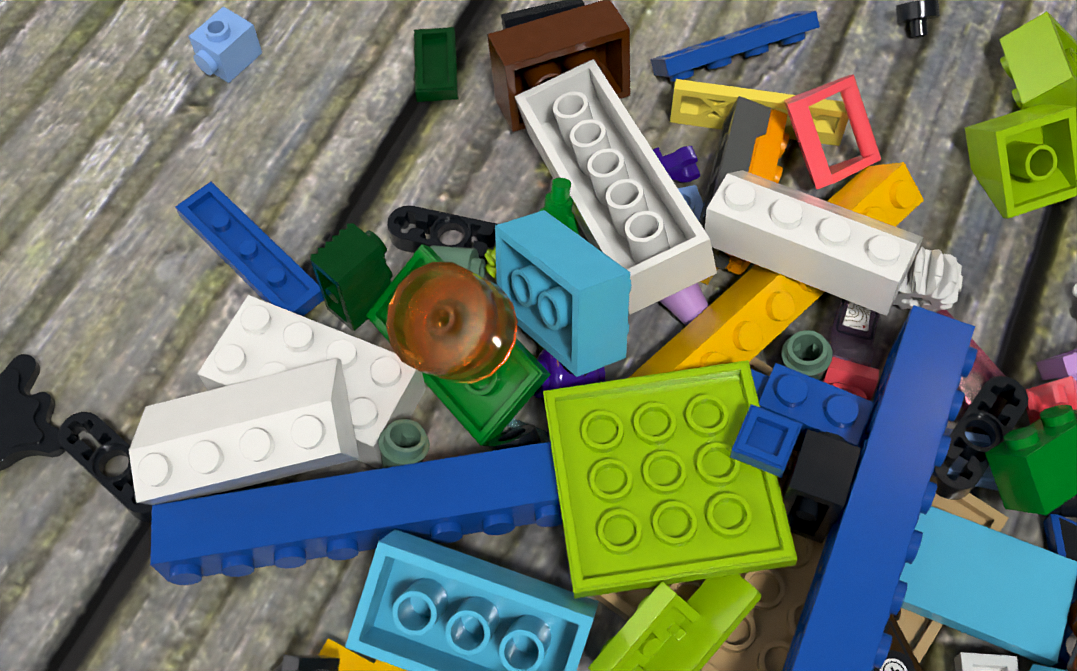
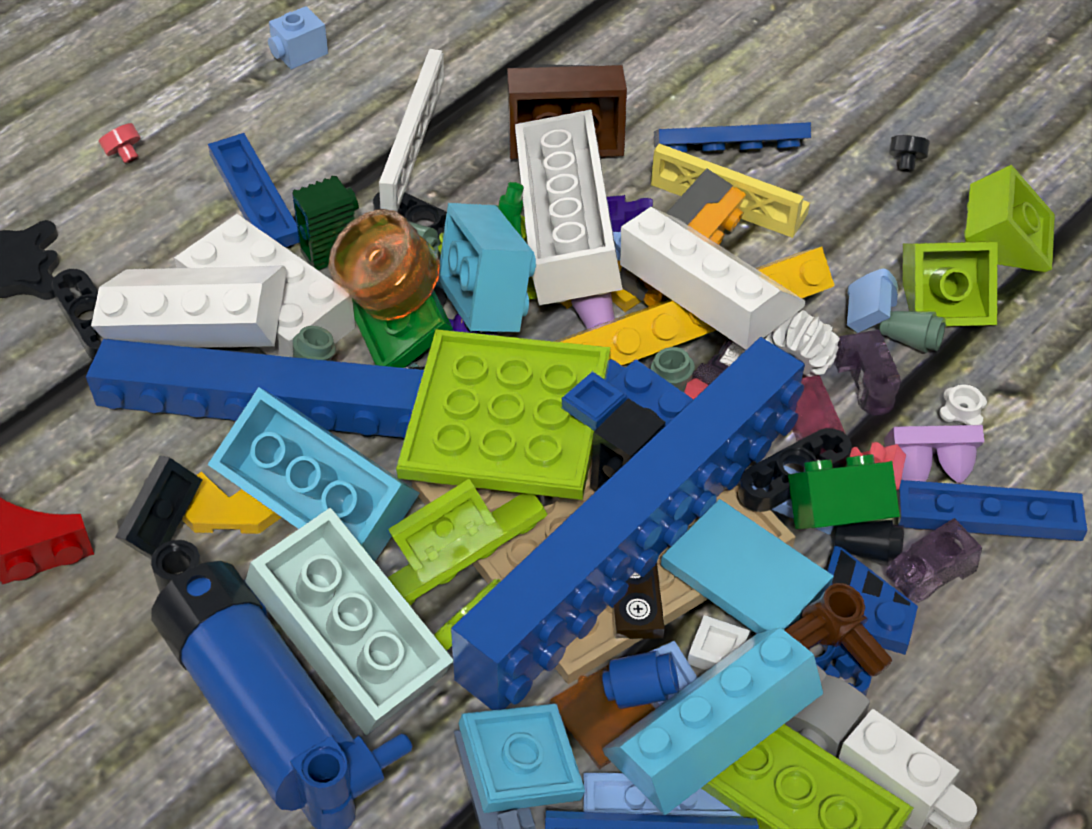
camera: 15 degrees right, 10 degrees down
(73, 230) = (121, 141): none -> coral tile
(401, 135) = (412, 131): none -> white tile
(435, 64) = (468, 94): dark green tile -> none
(809, 142) = (754, 219): coral tile -> none
(959, 203) = (871, 299): none -> light blue tile
(998, 289) = (871, 369): none -> clear purple leg
(1014, 223) = (915, 329): none -> sand green cone

